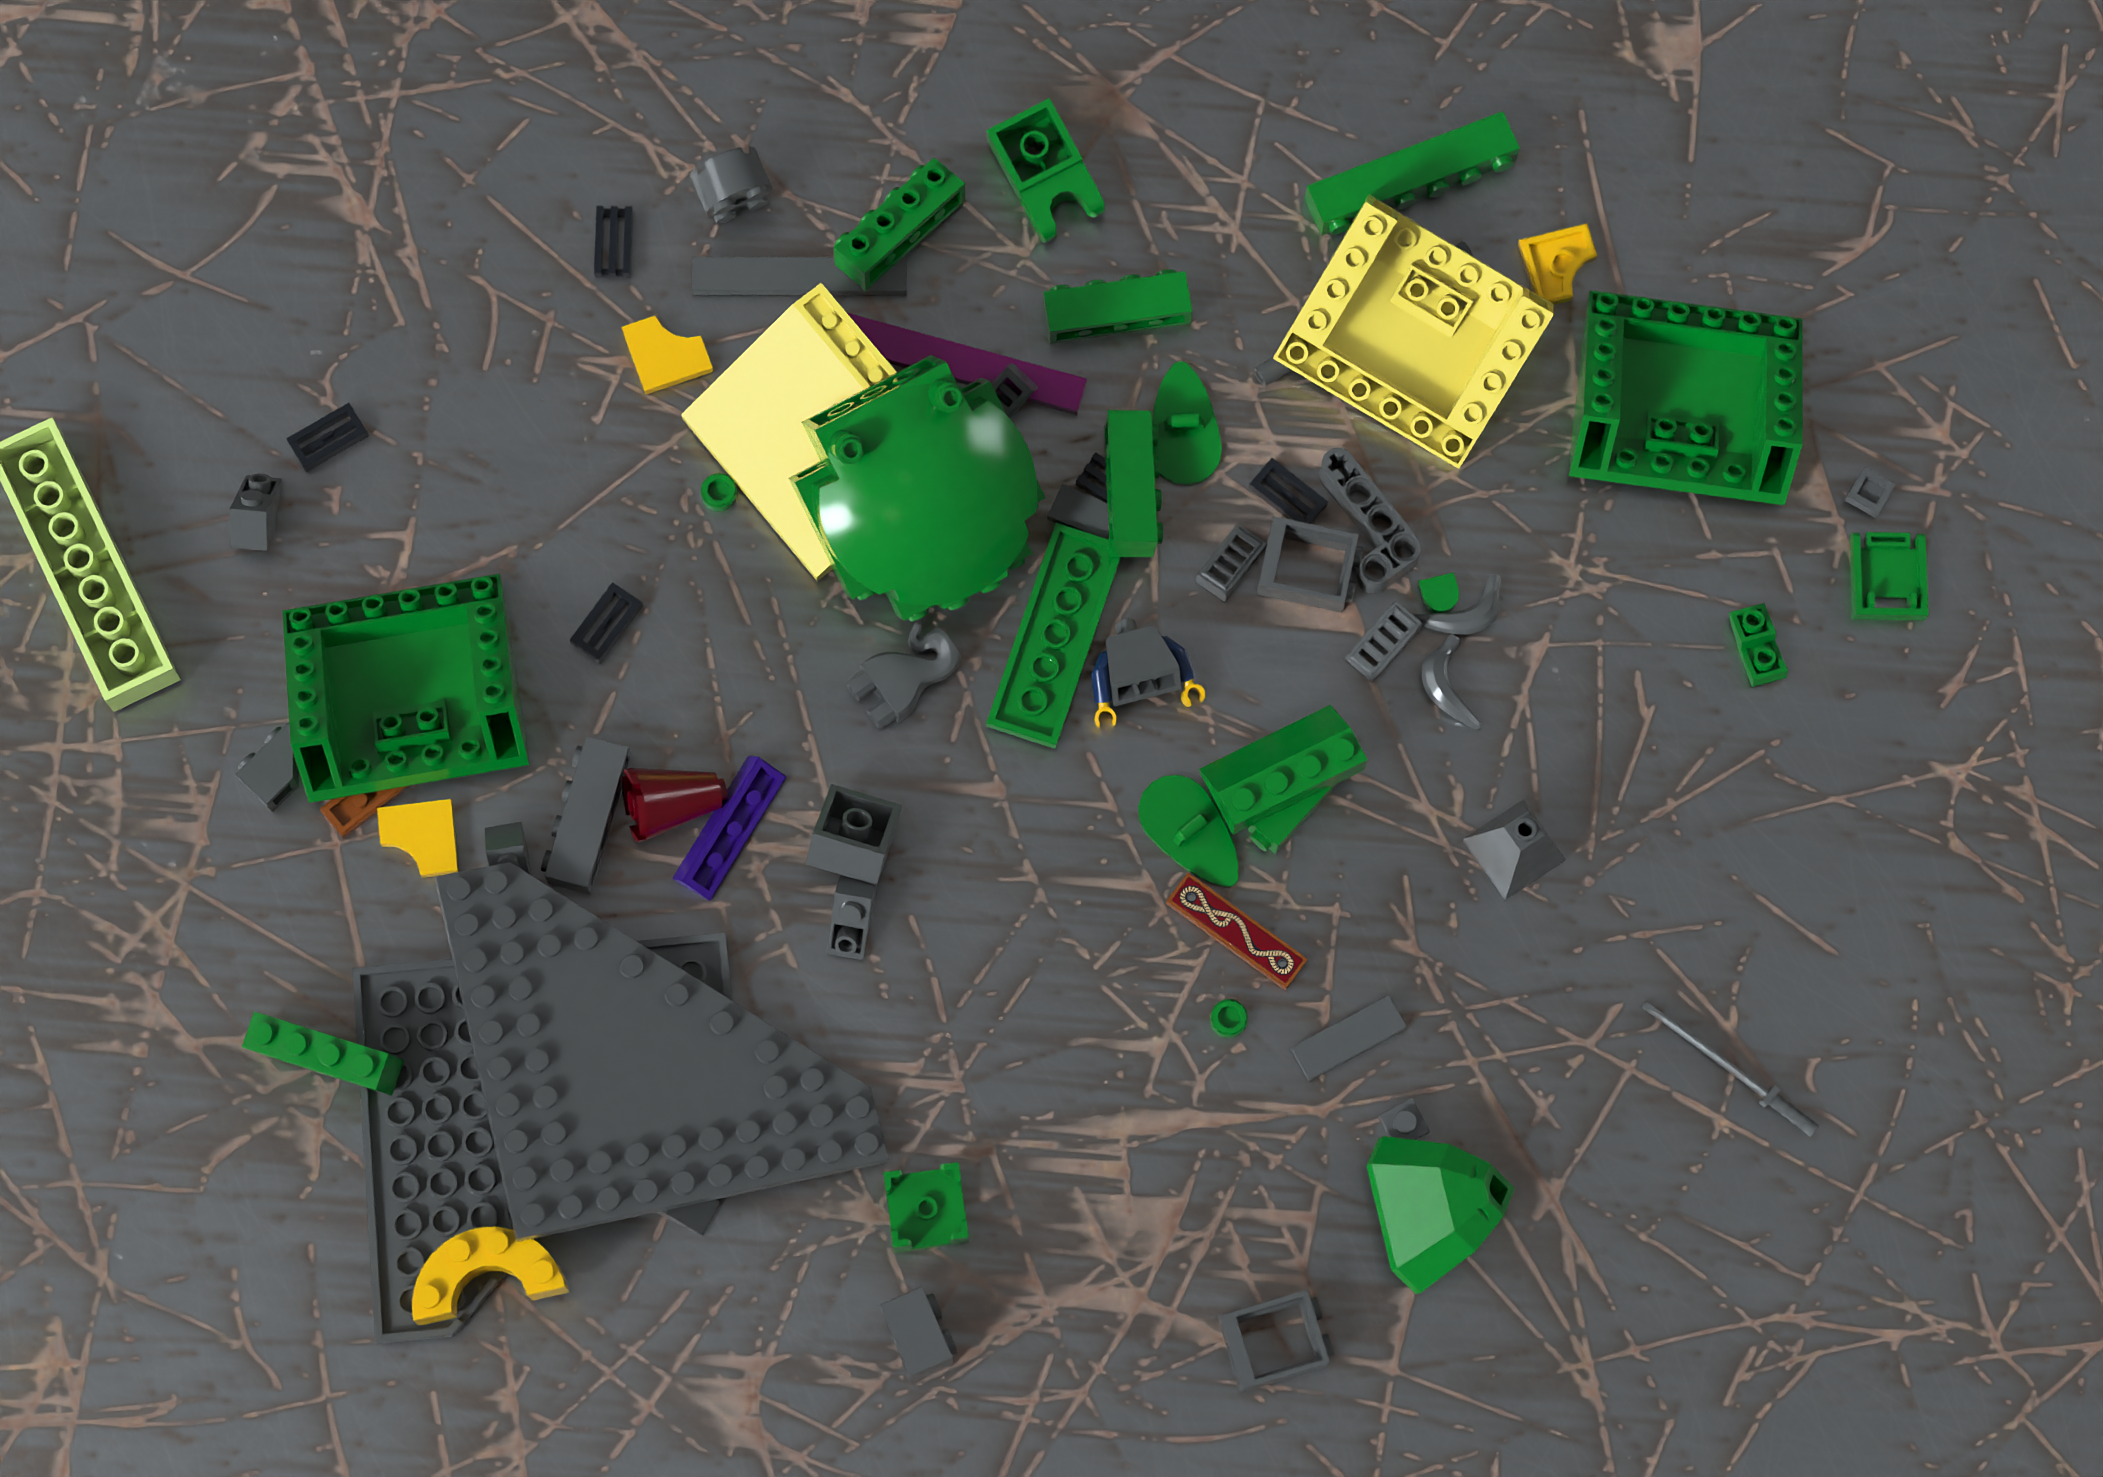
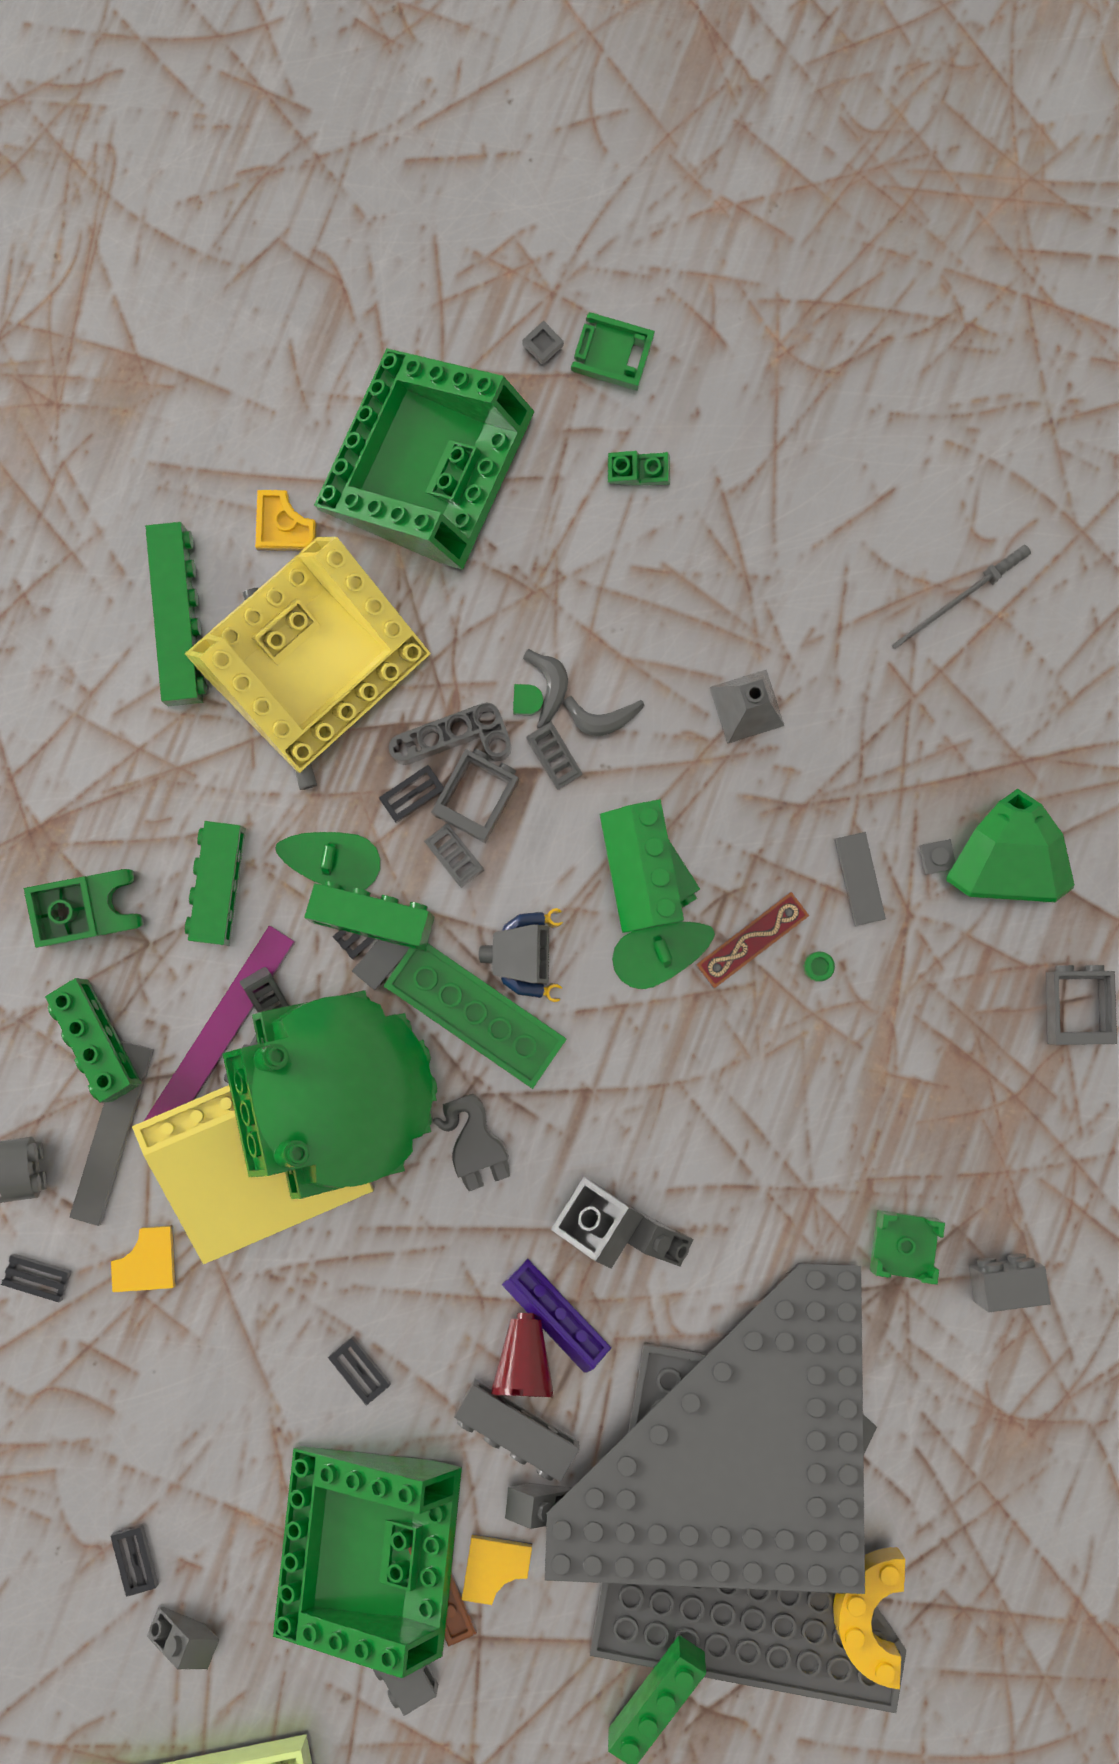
camera: 70 degrees left, 10 degrees up
(719, 492) = (276, 1249): green tile -> none

